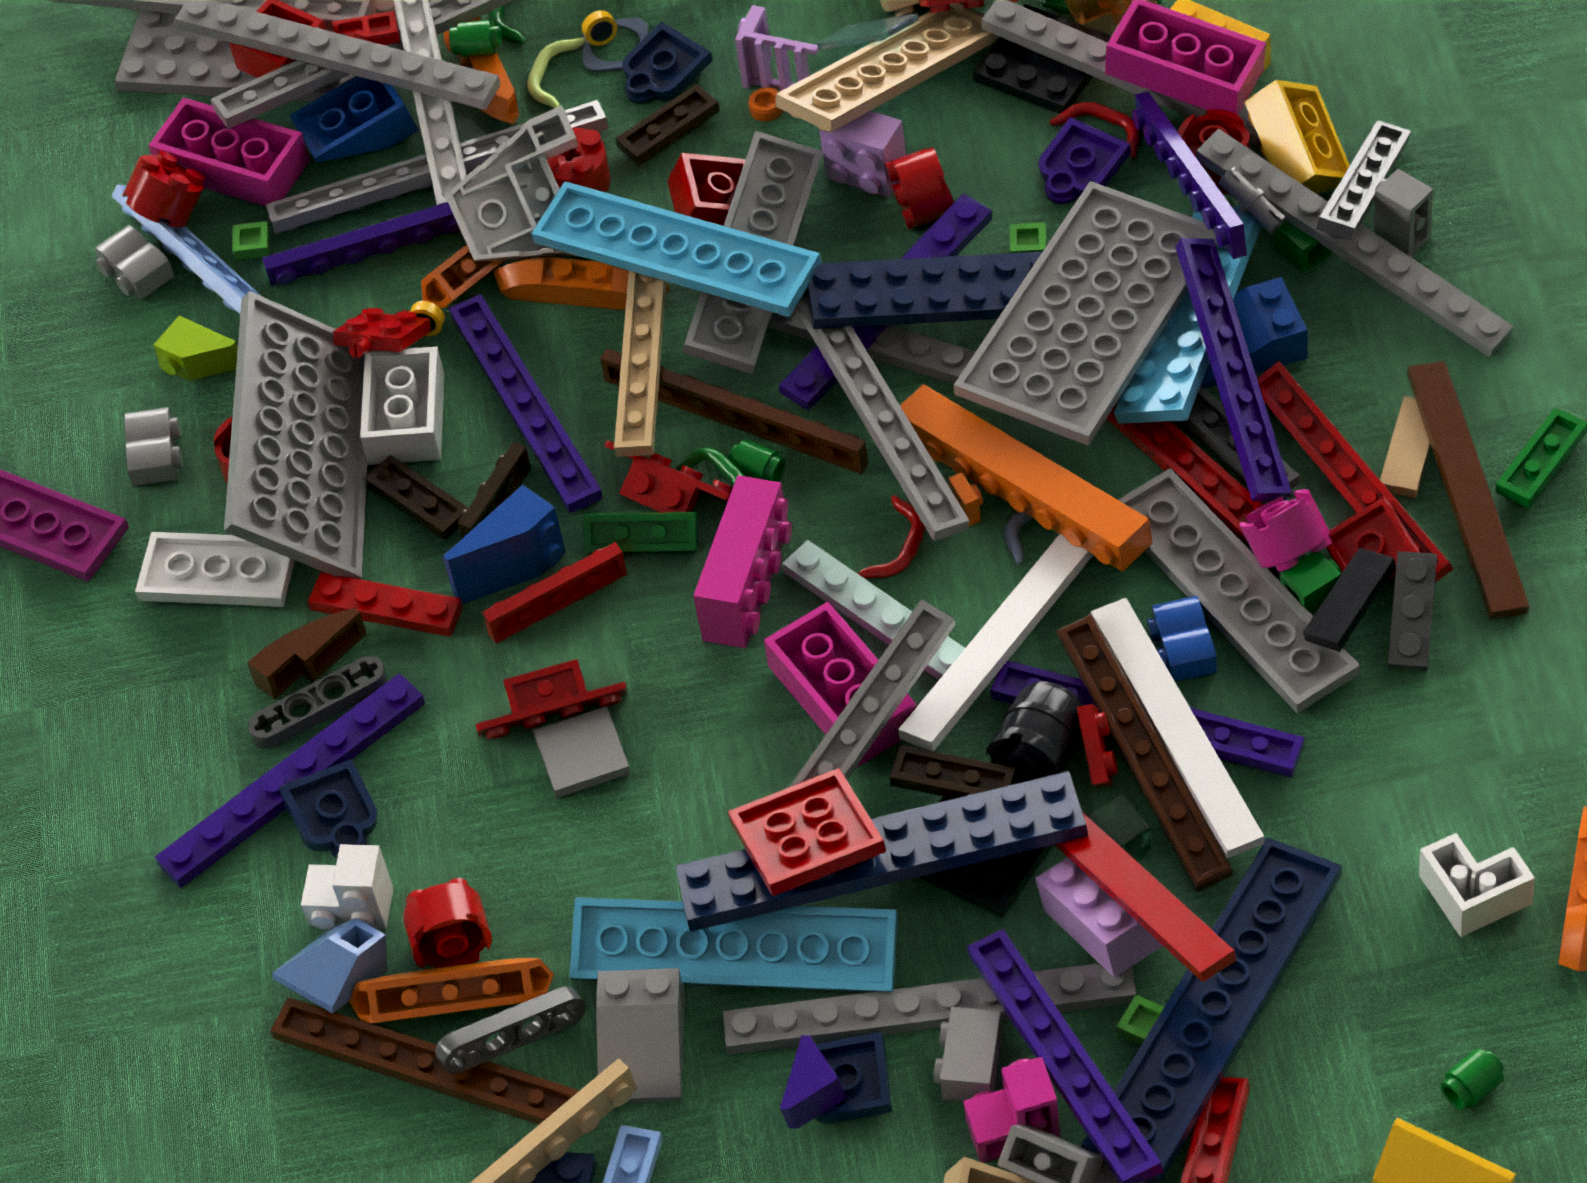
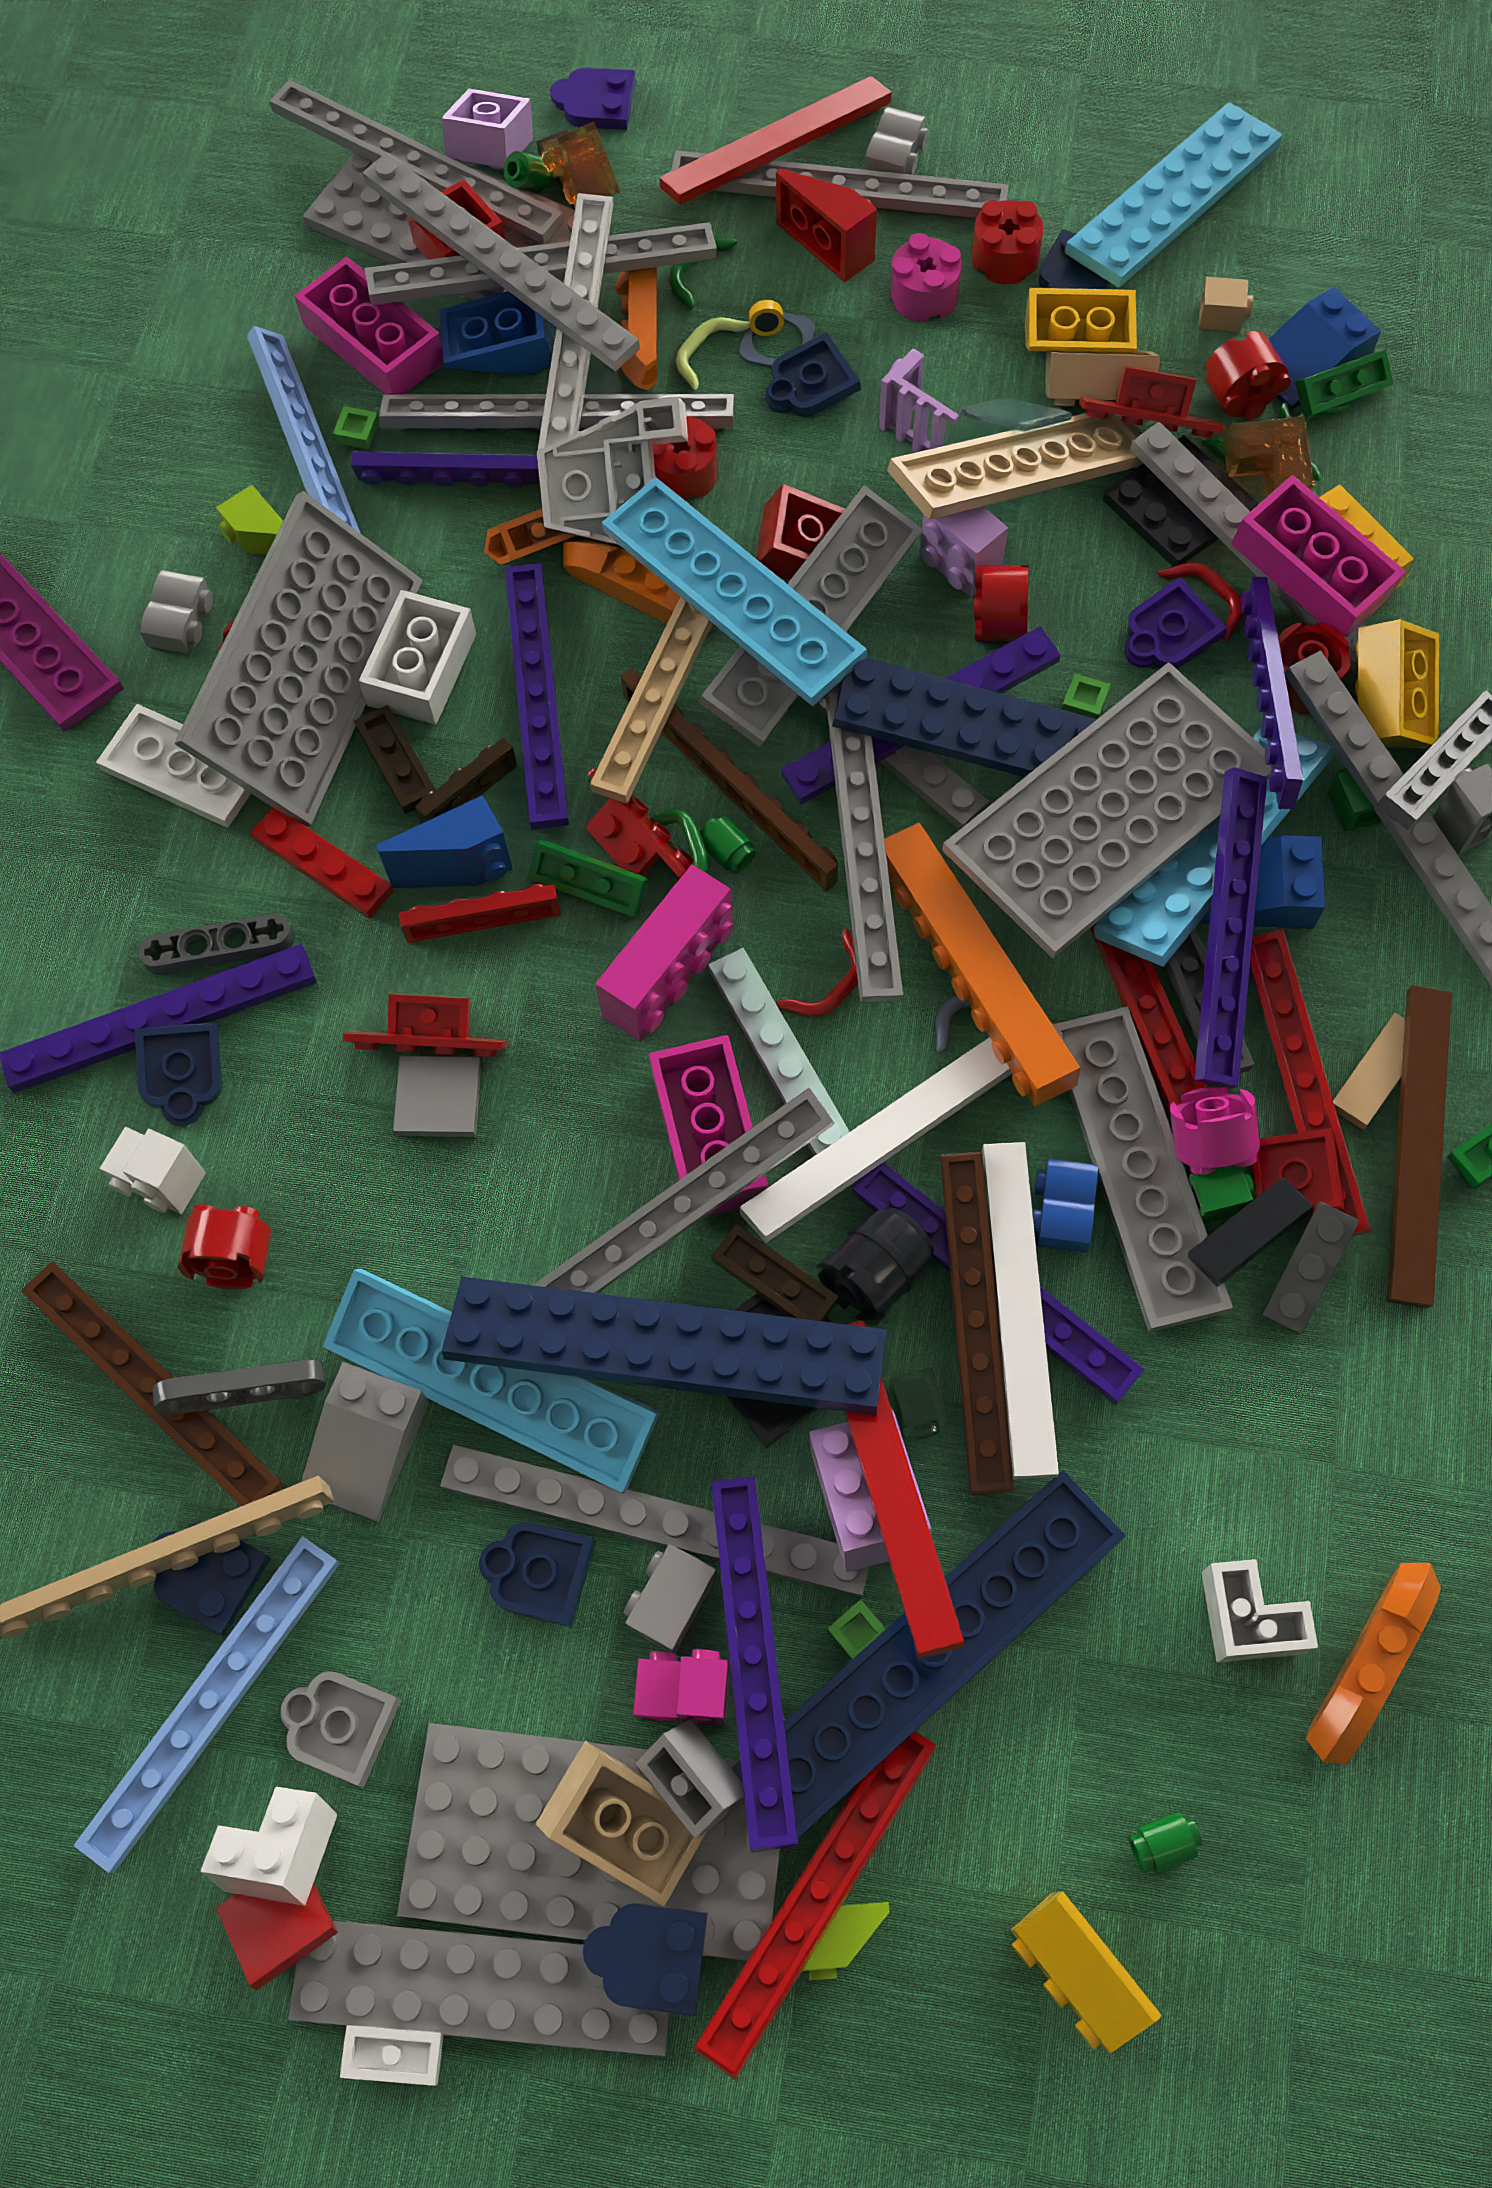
camera: 15 degrees right, 15 degrees up
(133, 263) = (240, 411): light grey brick -> none
(163, 189) = (291, 346): red brick -> none
(306, 651) = (226, 886): reddish brown slope -> none
(335, 963) = (106, 1245): medium blue slope -> none
(375, 28) = (543, 247): red tile -> none
(380, 331) = (426, 572): red plate -> none
(430, 310) = (481, 569): yellow tile -> none
(450, 989) = (205, 1316): orange brick -> none
(475, 38) = (639, 290): green brick -> none
(667, 124) = (790, 444): dark brown plate -> none
(762, 105) = (890, 448): orange tile -> none
(806, 832) = (594, 1302): plate -> none
(810, 1087) = (498, 1575): dark purple slope -> none
(967, 496) = (914, 962): orange plate -> none
(1100, 762) = (933, 1283): red plate -> none
(1252, 200) = (1324, 742): light grey pin -> none

